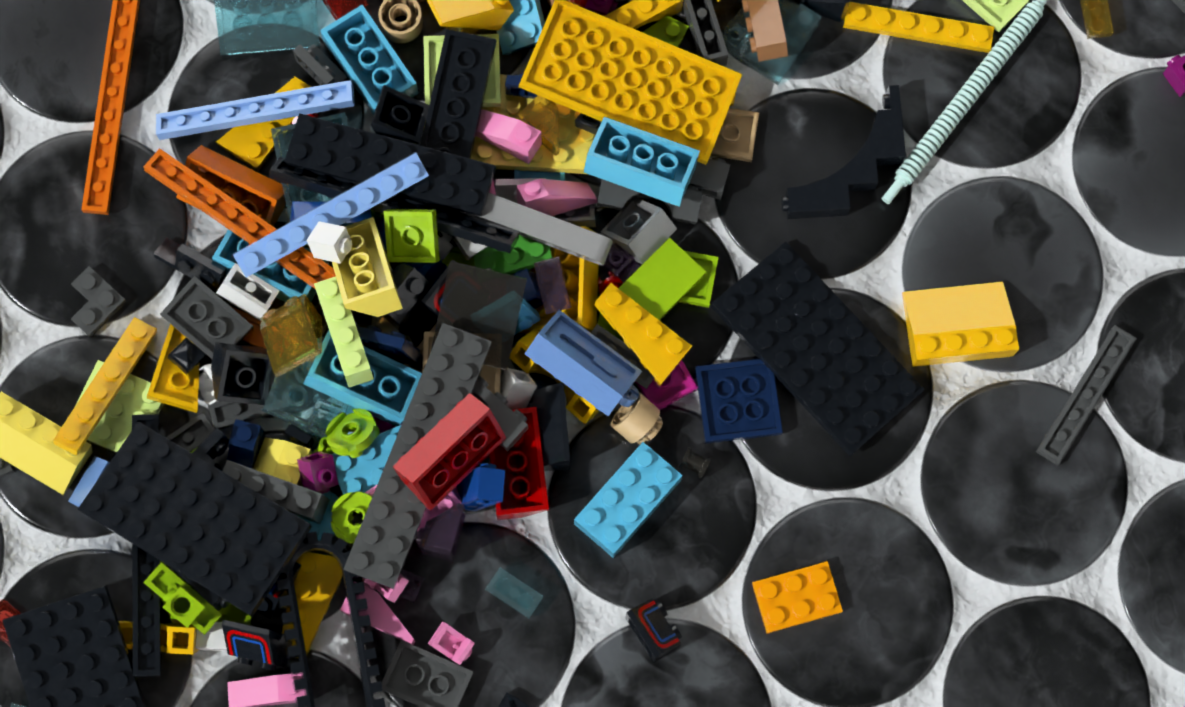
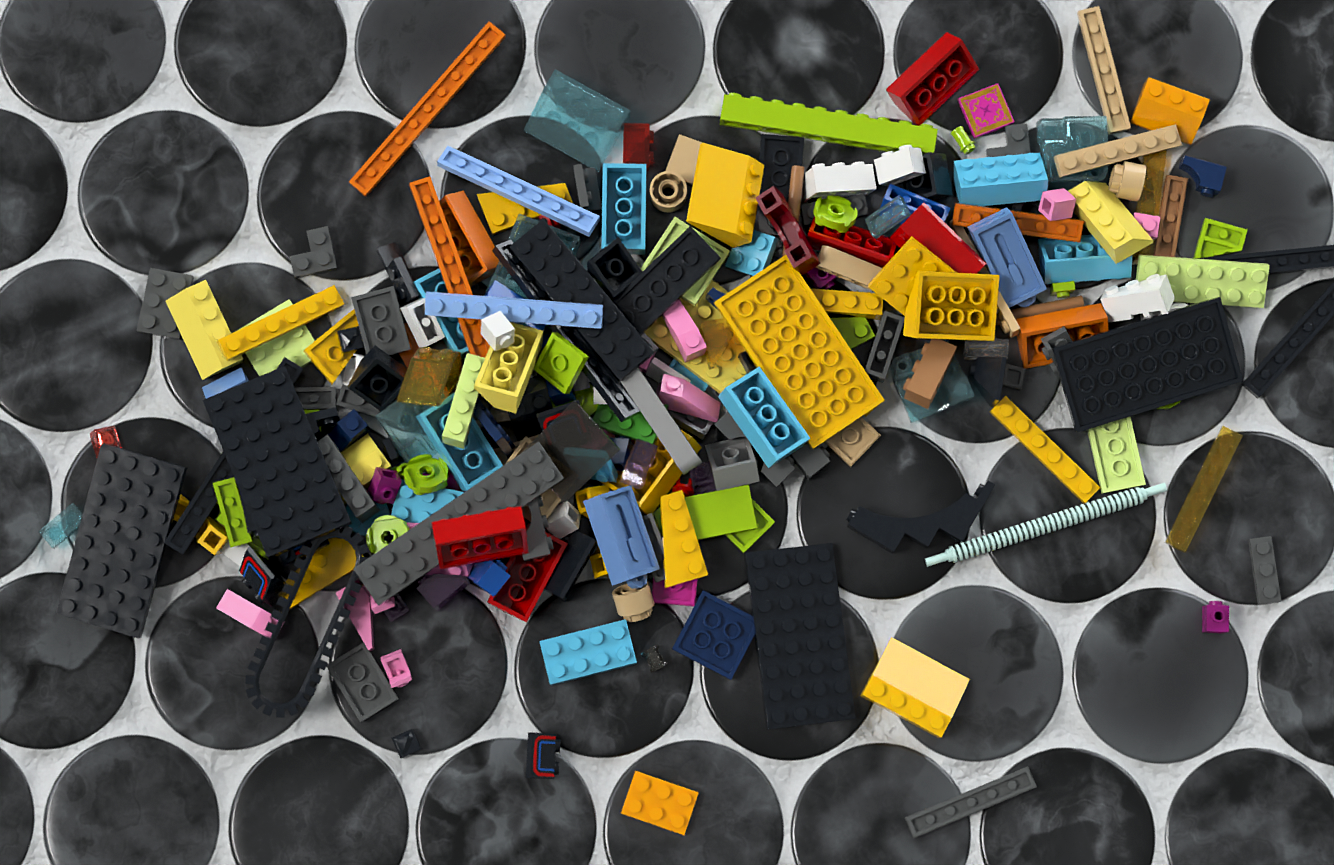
camera: 35 degrees right, 5 degrees up
(195, 605) = (228, 528): lime brick -> none
(514, 593) = (464, 663): clear light blue plate -> none

